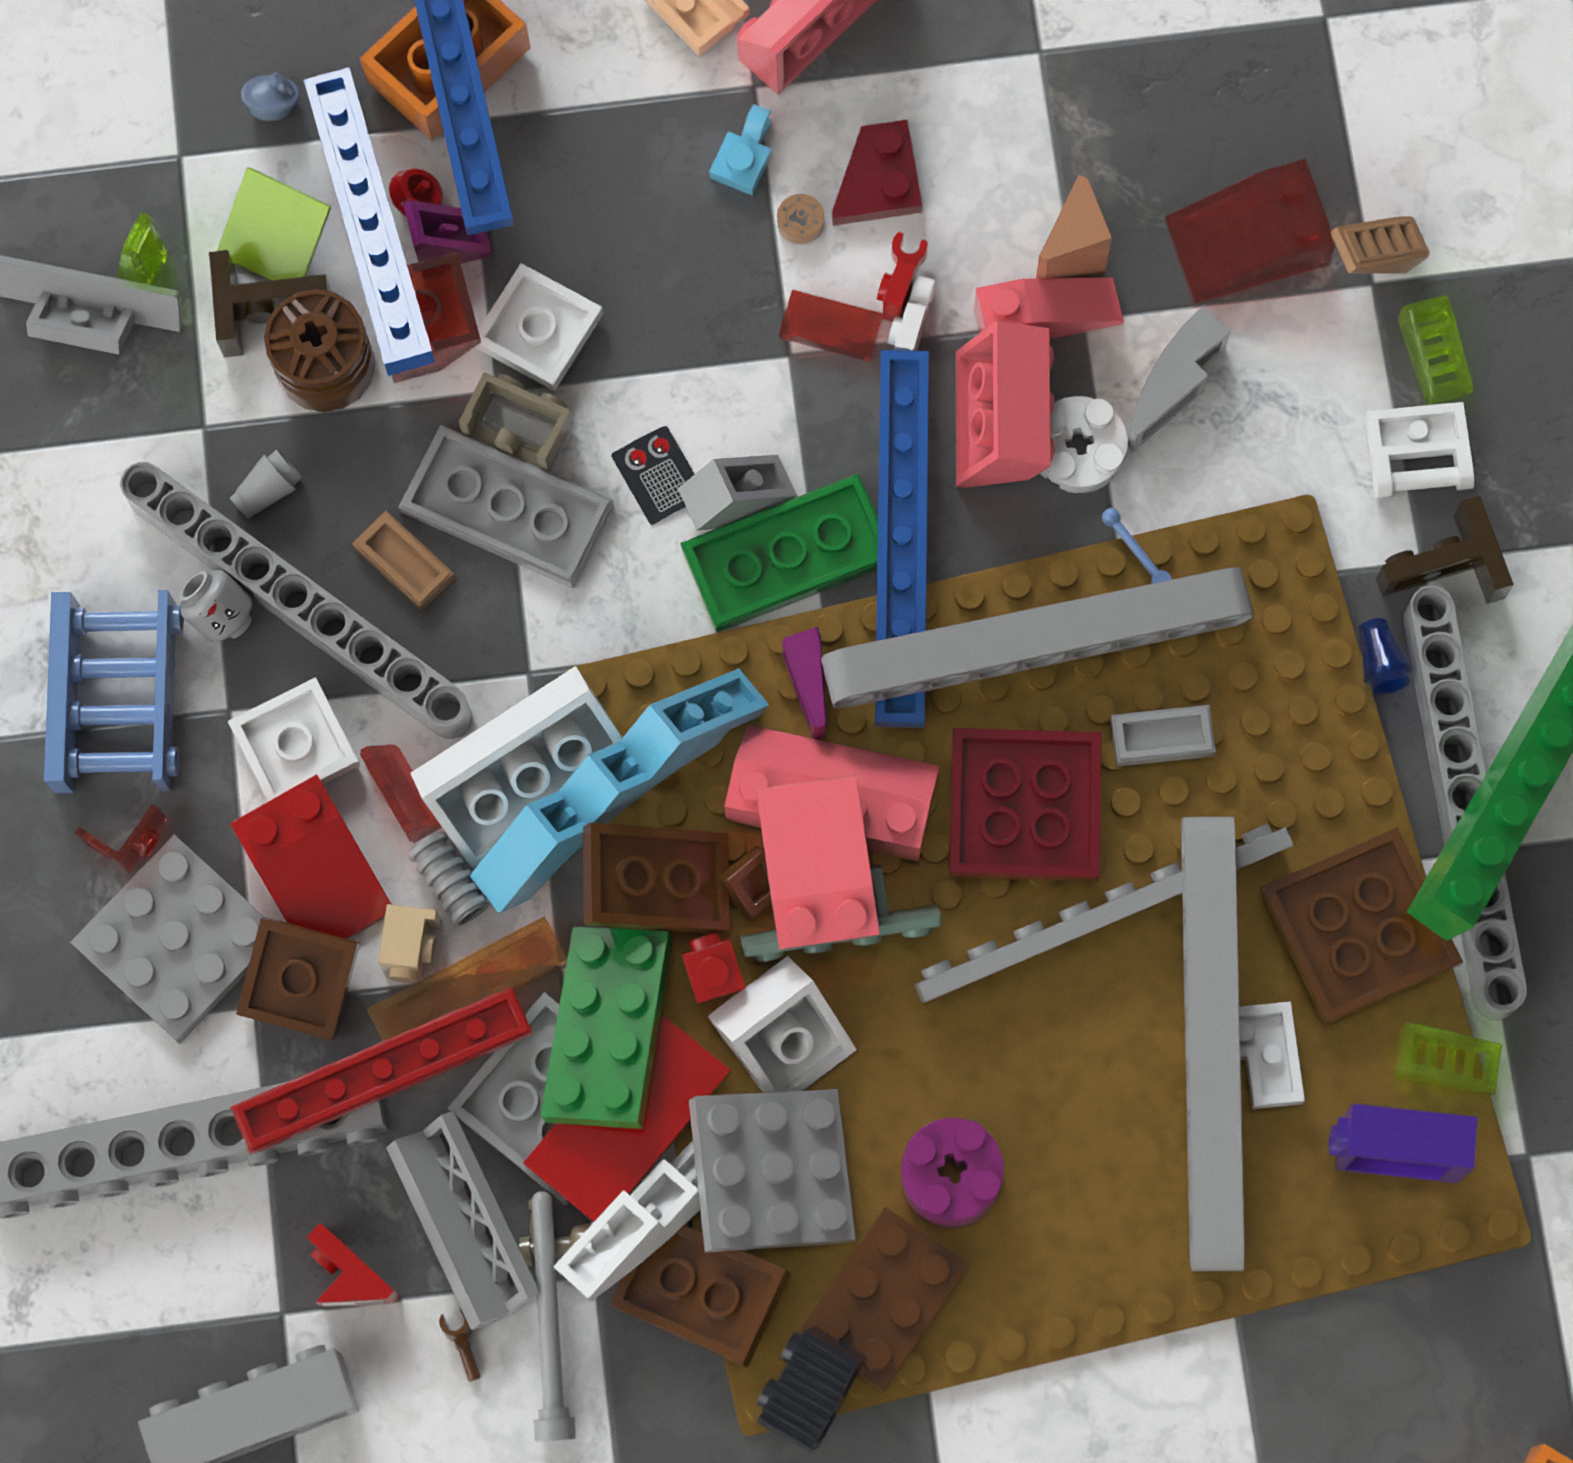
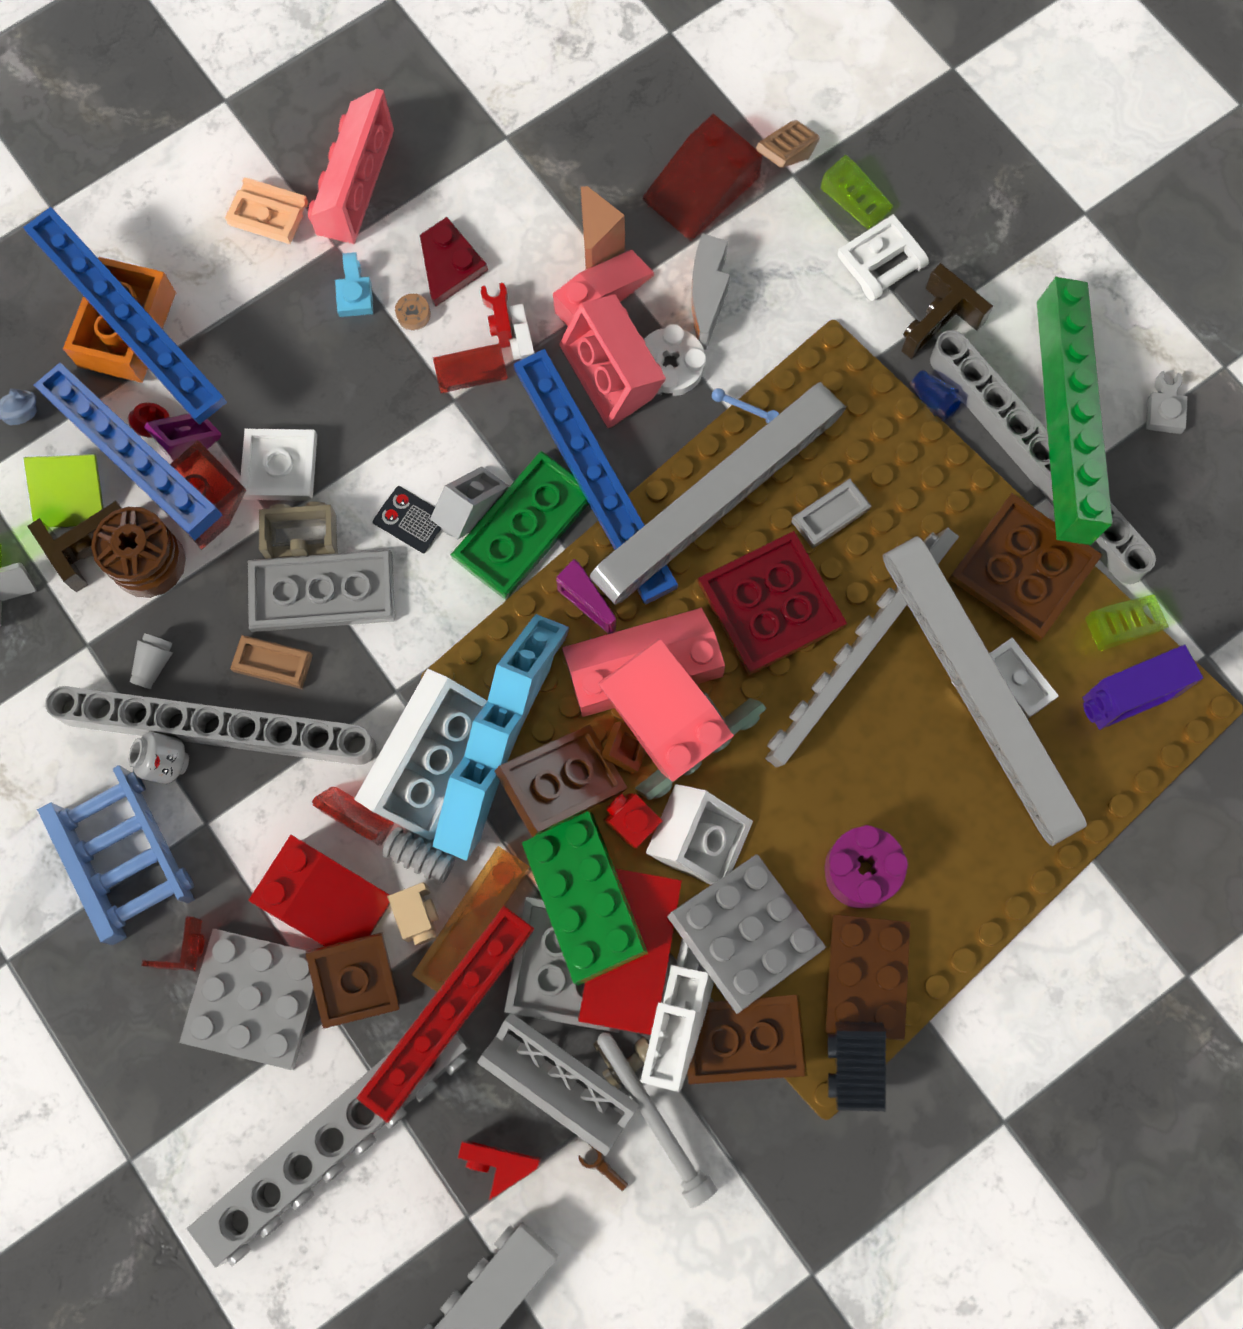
camera: 30 degrees left, 0 degrees up
(293, 740) = (261, 820): white plate -> none

